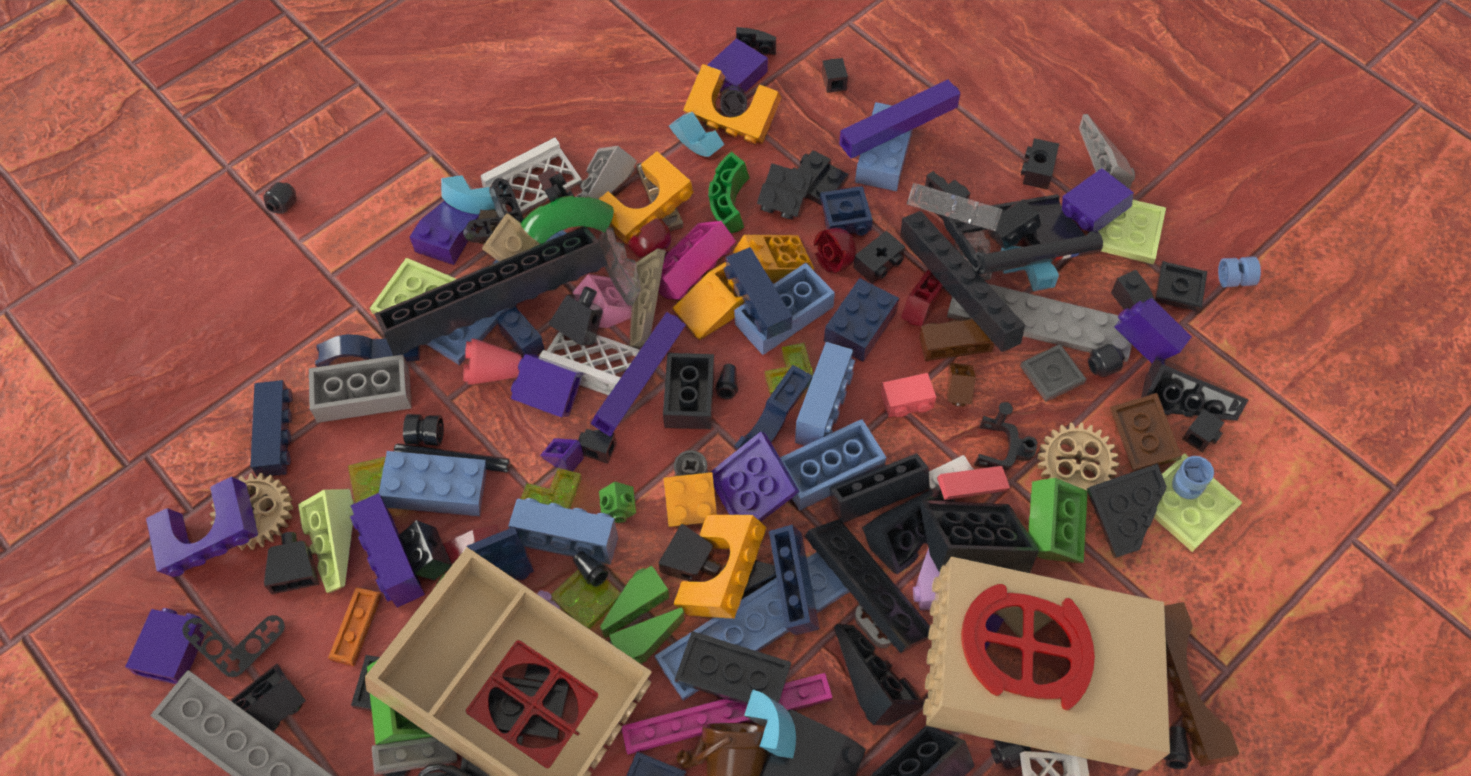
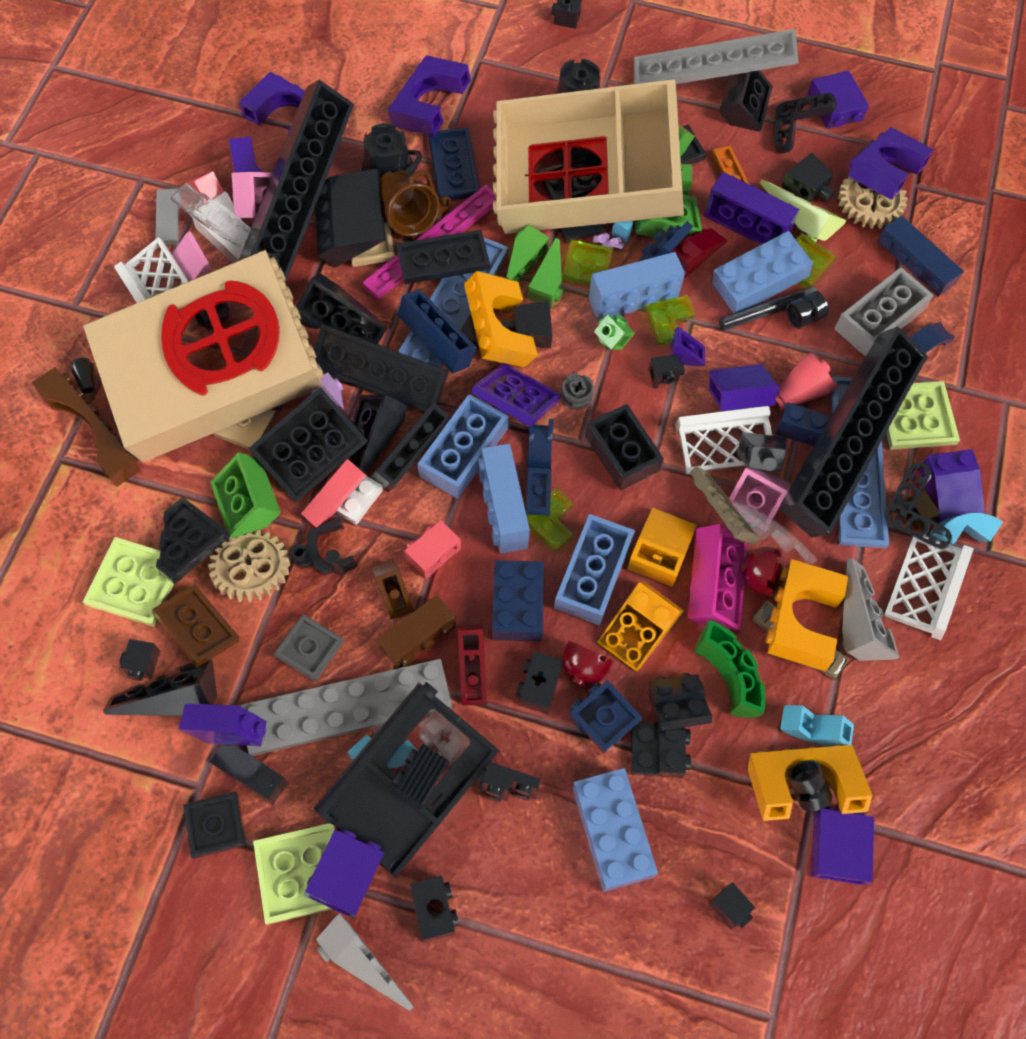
camera: 145 degrees right, 5 degrees up
(425, 550) = (727, 236): black brick -> none
(508, 239) = (881, 490): tan plate -> none
(554, 185) = (883, 558): black plate -> none
(567, 213) = (850, 533): green brick -> none
(591, 569) = (591, 267): black cone -> none
(637, 374) = (673, 429): dark purple brick -> none
(689, 498) = (560, 364): light orange plate -> none
(727, 382) = (599, 480): black cone -> none
(758, 293) = (622, 547): dark blue brick -> none
(762, 41) = (844, 906): black slope -> none
(780, 729) = (391, 223): medium azure brick -> none
(899, 118) = (611, 848): dark purple brick -> none
(954, 206) = (498, 749): clear slope -> none
(962, 281) = (450, 686): black brick -> none
(1106, 360) = (261, 683): black head -> none
(1193, 477) = (133, 586): medium blue wheel -> none
(1243, 271) = (152, 876): medium blue wheel -> none

